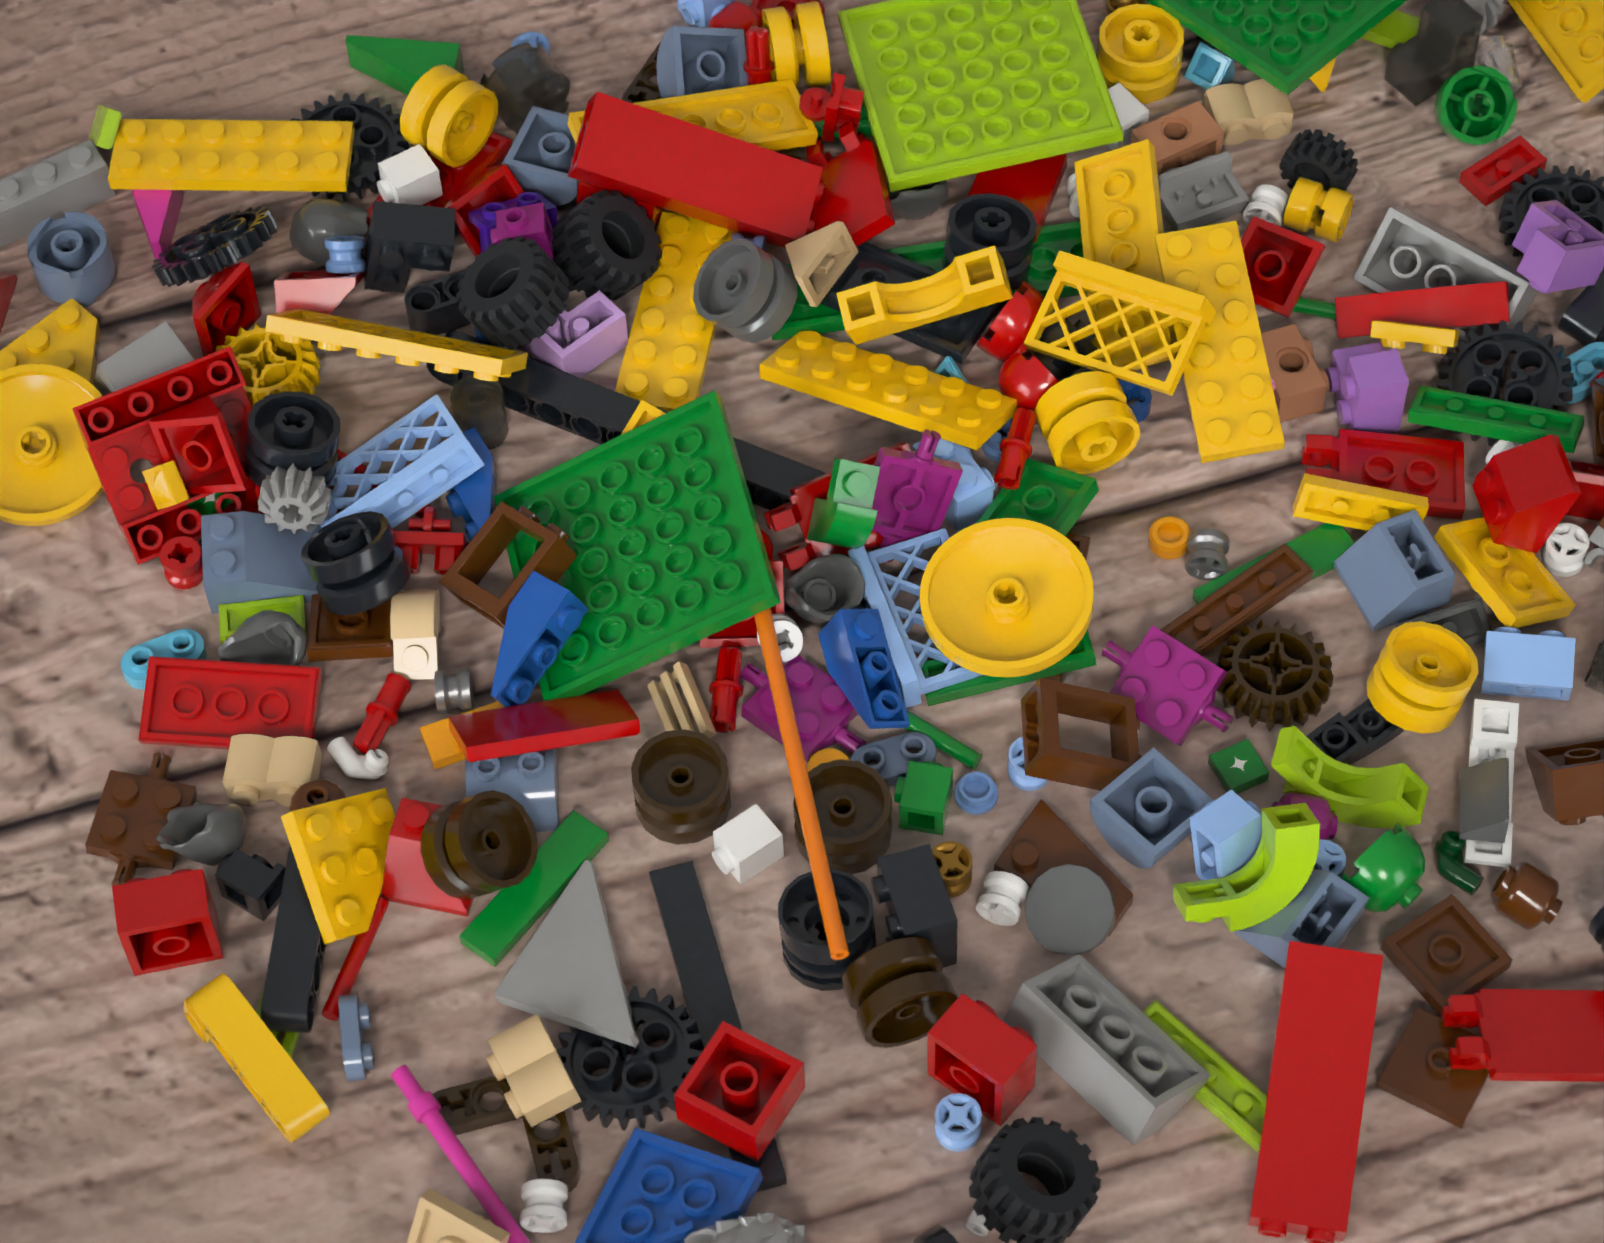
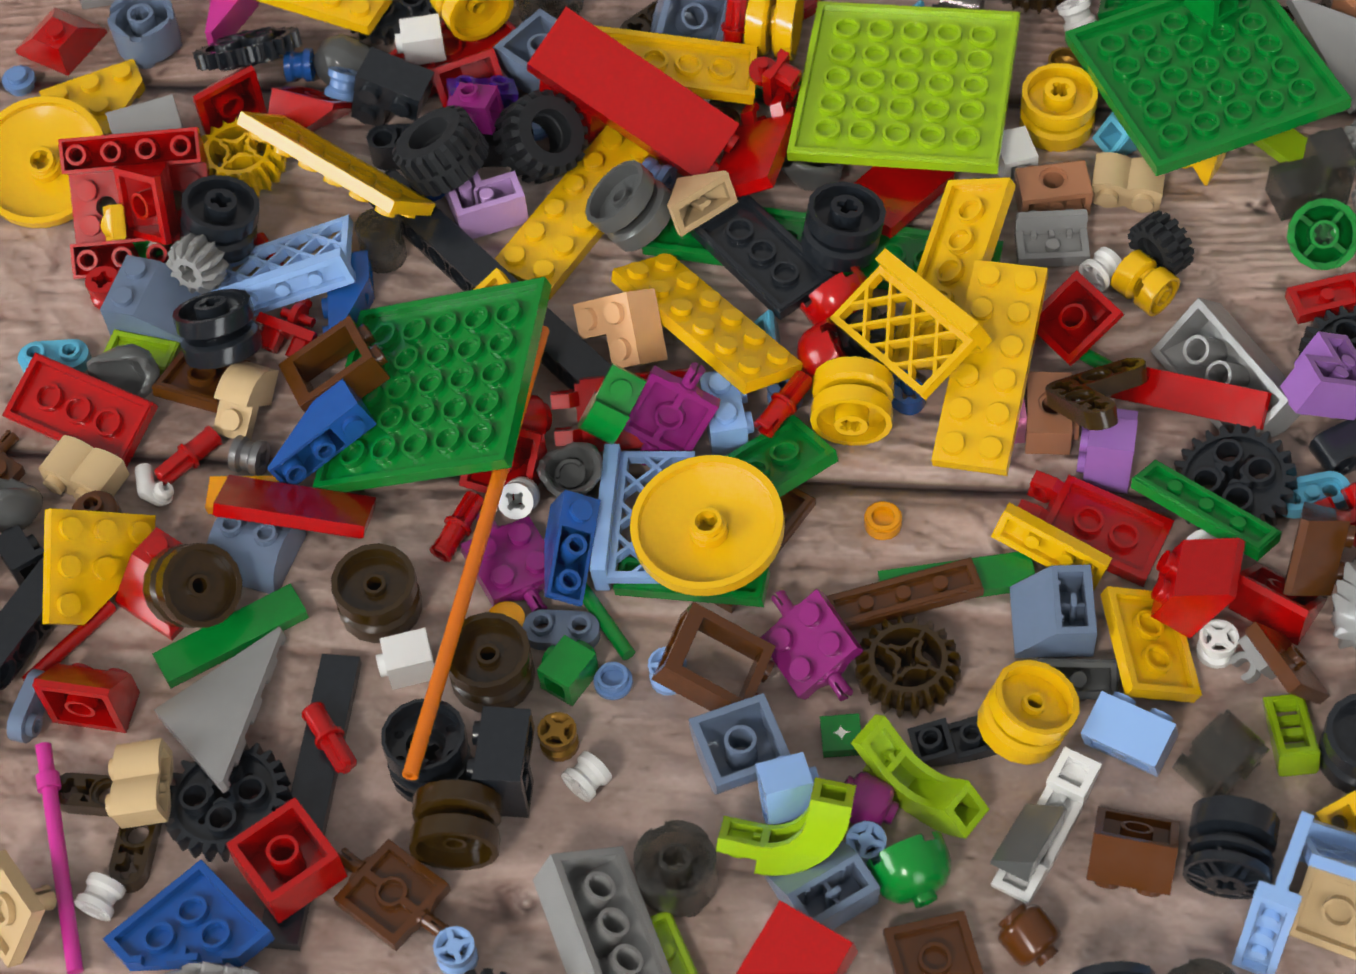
camera: 25 degrees right, 0 degrees up
(278, 250) = (299, 65): none -> blue wheel
(417, 1004) = (88, 696): none -> red slope
(670, 705) = (416, 527): tan tile -> none
(710, 953) = (329, 737): none -> red axle
(809, 413) = (629, 322): none -> light nougat brick
(862, 1090) = (391, 894): none -> reddish brown plate
(963, 286) = (731, 255): yellow arch -> none
(982, 1057) = (495, 905): red brick -> none
(1049, 843) = (650, 768): reddish brown wing -> none
(1070, 910) = (633, 803): dark grey tile -> none
(1148, 954) = (676, 868): none -> clear smoke brick
(1207, 554) = (903, 544): flat silver wheel -> none
(1328, 337) = (1084, 394): none -> dark brown beam
(1397, 334) = (1155, 409): yellow plate -> none
(1451, 864) = (979, 885): dark green arm -> none

